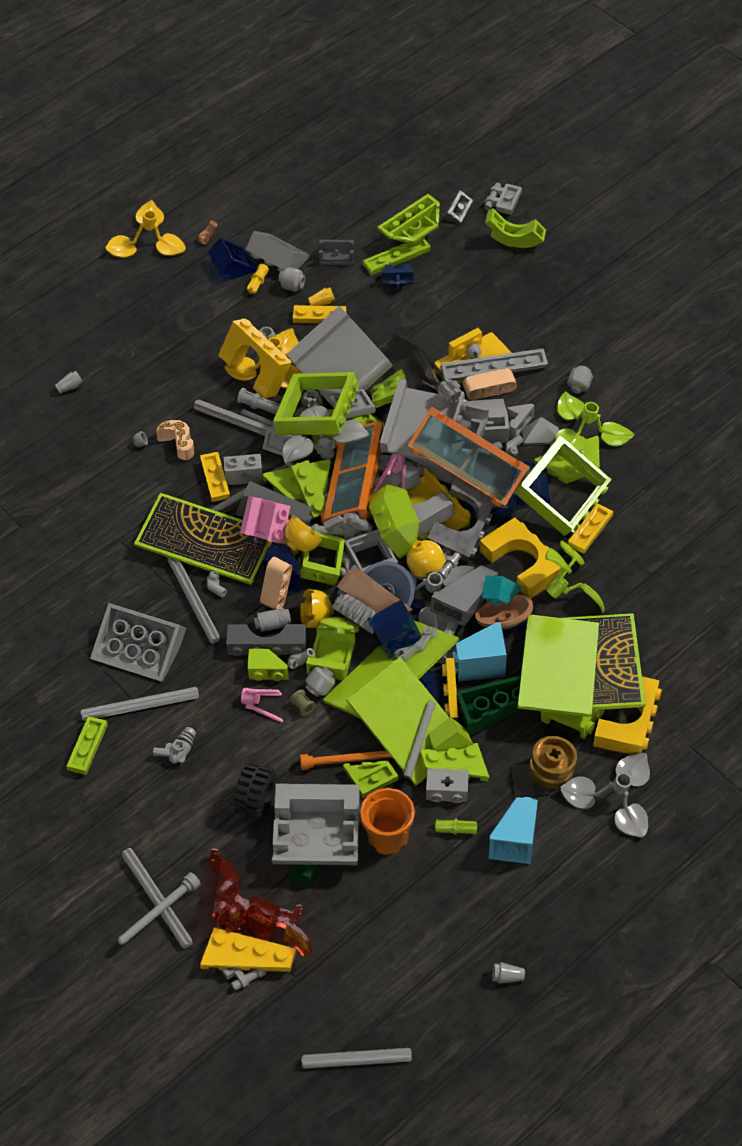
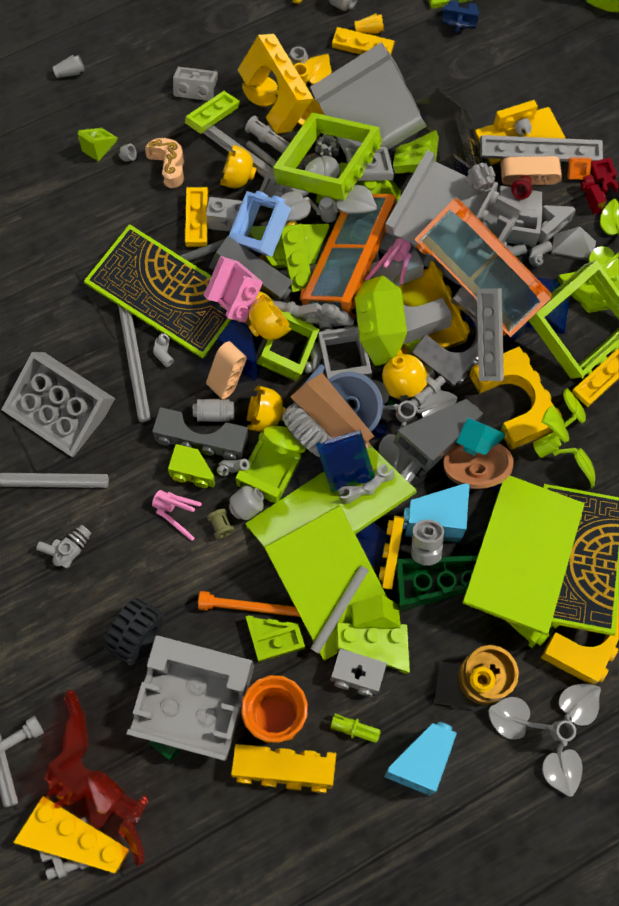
camera: 10 degrees right, 15 degrees up
(110, 437) = (96, 142): none -> lime slope
(183, 374) = (194, 83): none -> light grey bracket
(205, 392) = (212, 112): none -> lime plate
(240, 431) = (238, 168): none -> yellow cylinder
(260, 462) = (246, 217): none -> light blue window
(407, 864) = (283, 767): none -> yellow wedge
(477, 671) = (427, 542): none -> light grey wheel
(483, 400) = (520, 191): none -> dark red cone
(487, 507) = (490, 334): none -> light grey hinge
(529, 374) = (578, 167): none -> orange tile
(548, 393) = (594, 197): none -> dark red plate
(548, 753) = (485, 672): none -> yellow plate
(552, 373) = (605, 172): none -> dark red plate

